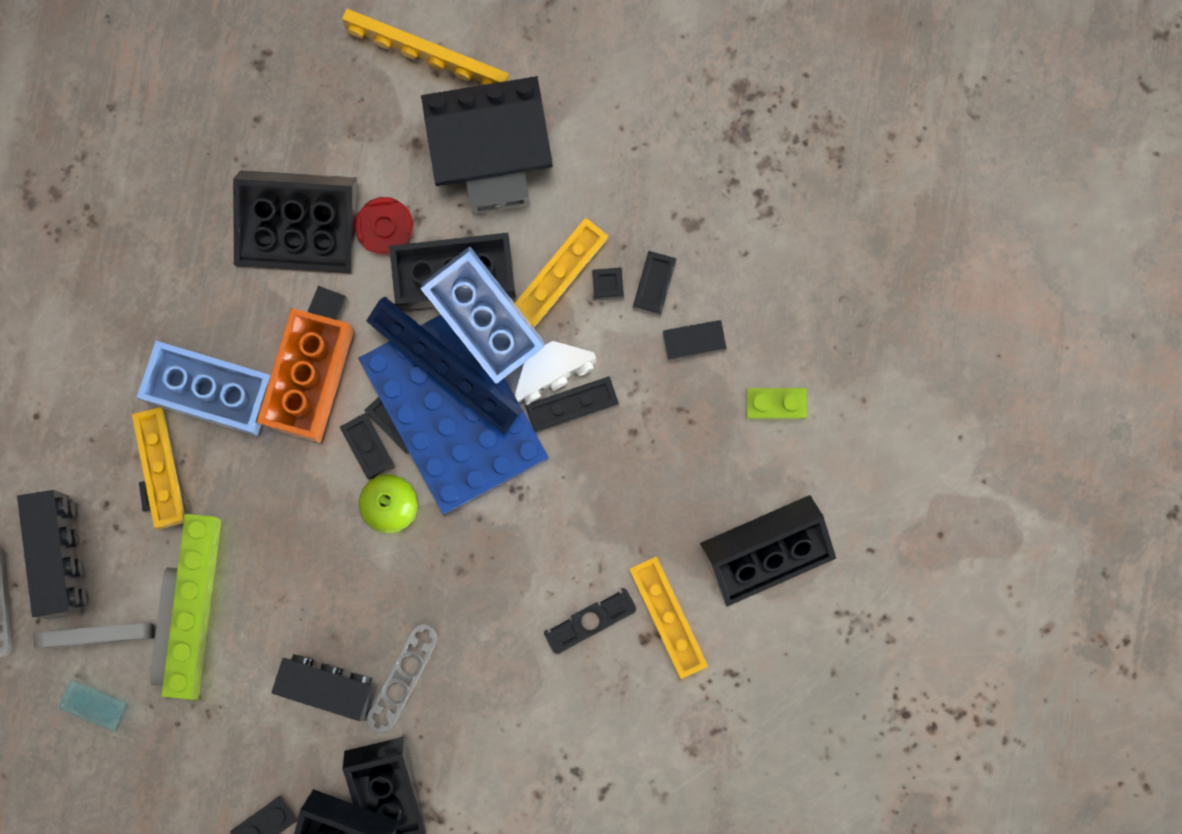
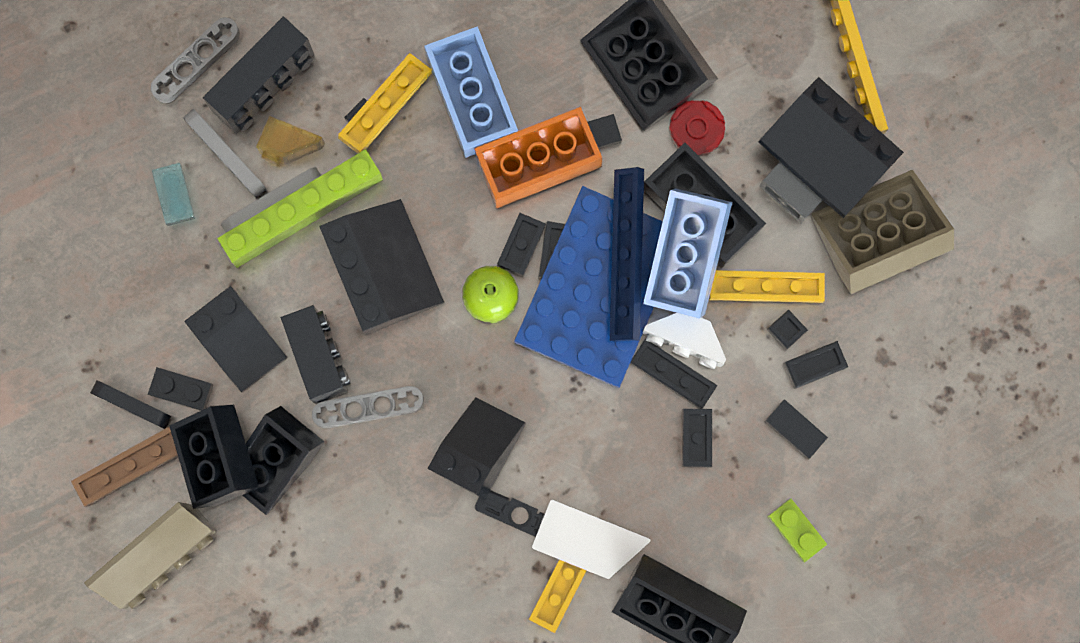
camera: 45 degrees right, 0 degrees up
(125, 575) = (286, 142): none -> clear yellow slope
(258, 746) = (235, 339): none -> black slope
(293, 575) = (381, 265): none -> black slope
(507, 613) = (477, 447): none -> black slope
(590, 142) = (885, 232): none -> dark tan slope
(639, 426) = (697, 438): none -> black plate
(652, 581) = (586, 540): none -> white sticker

